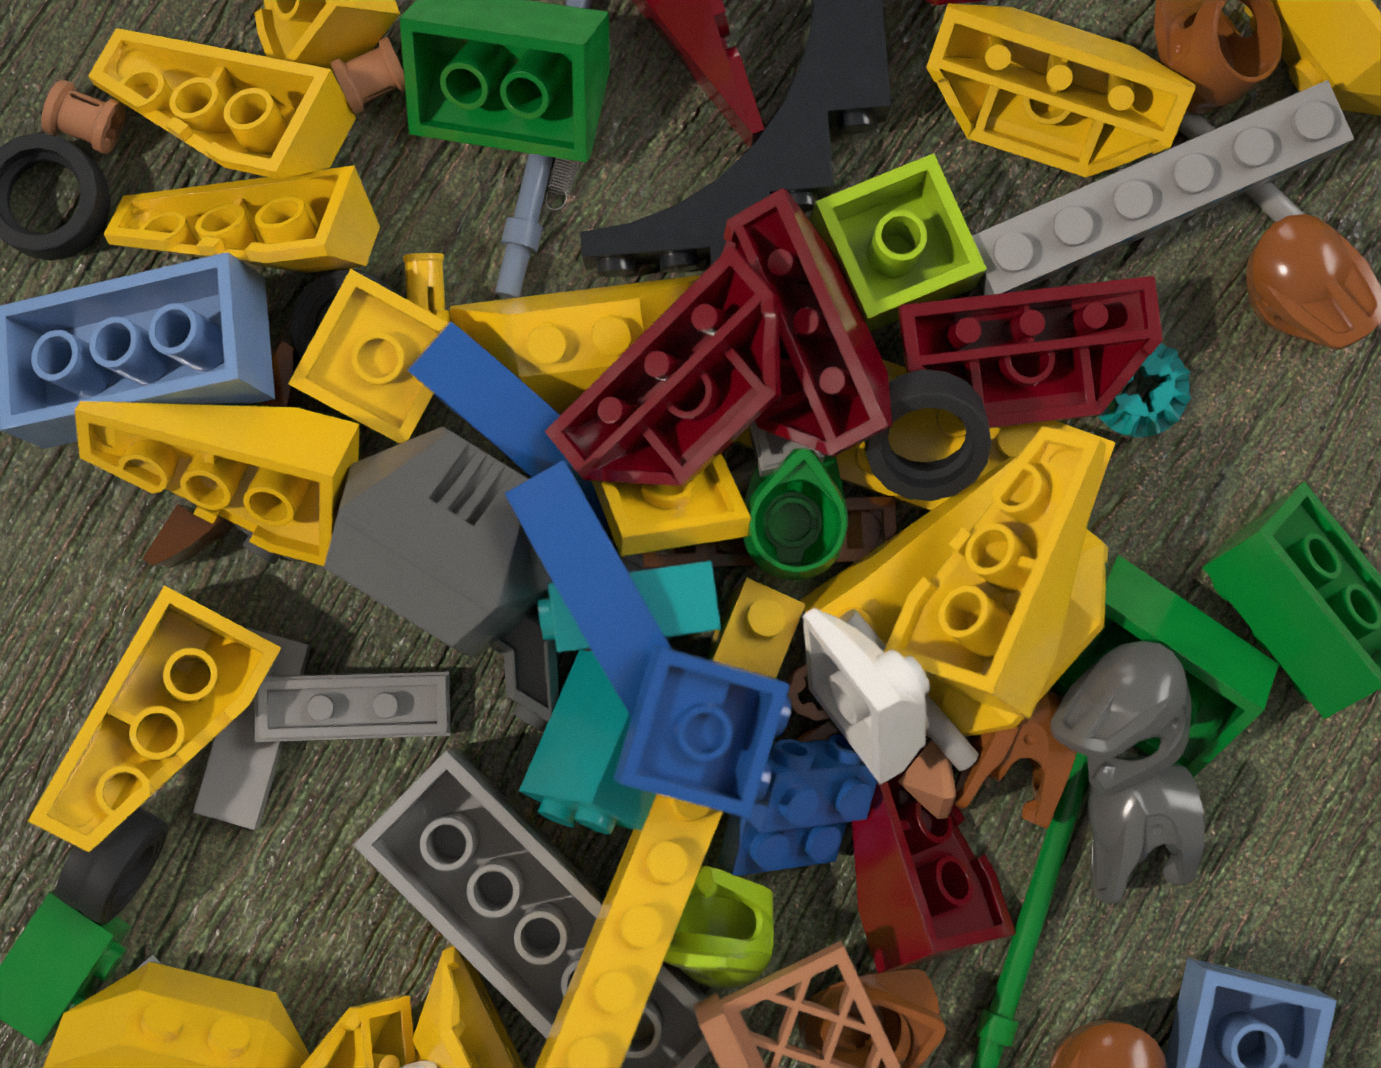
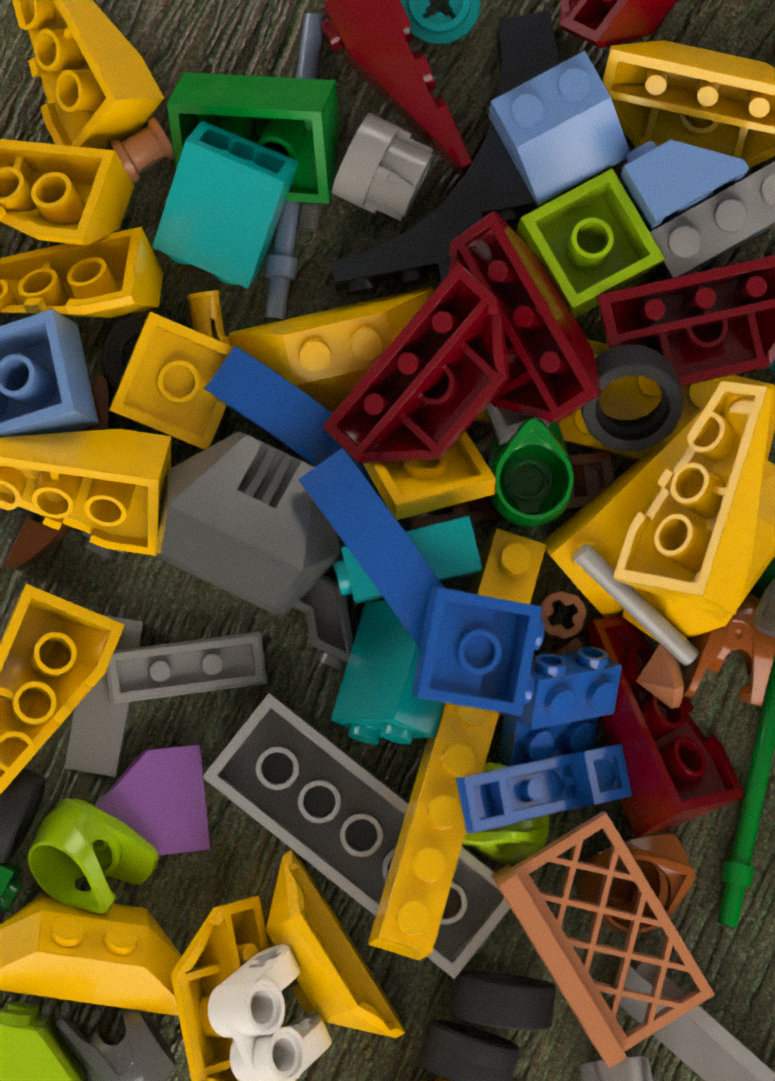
camera: 10 degrees left, 0 degrees up
(201, 909) = (87, 843): none -> lime helmet
(306, 865) = (163, 799): none -> medium lavender slope
(457, 148) = (224, 204): none -> teal brick
(655, 125) = (383, 168): none -> light grey piece
(765, 904) = (543, 787): none -> blue slope
(867, 693) = (603, 609): white slope -> none
(875, 96) = (560, 128): none -> medium blue slope
(1011, 172) = (676, 178): none -> medium blue slope

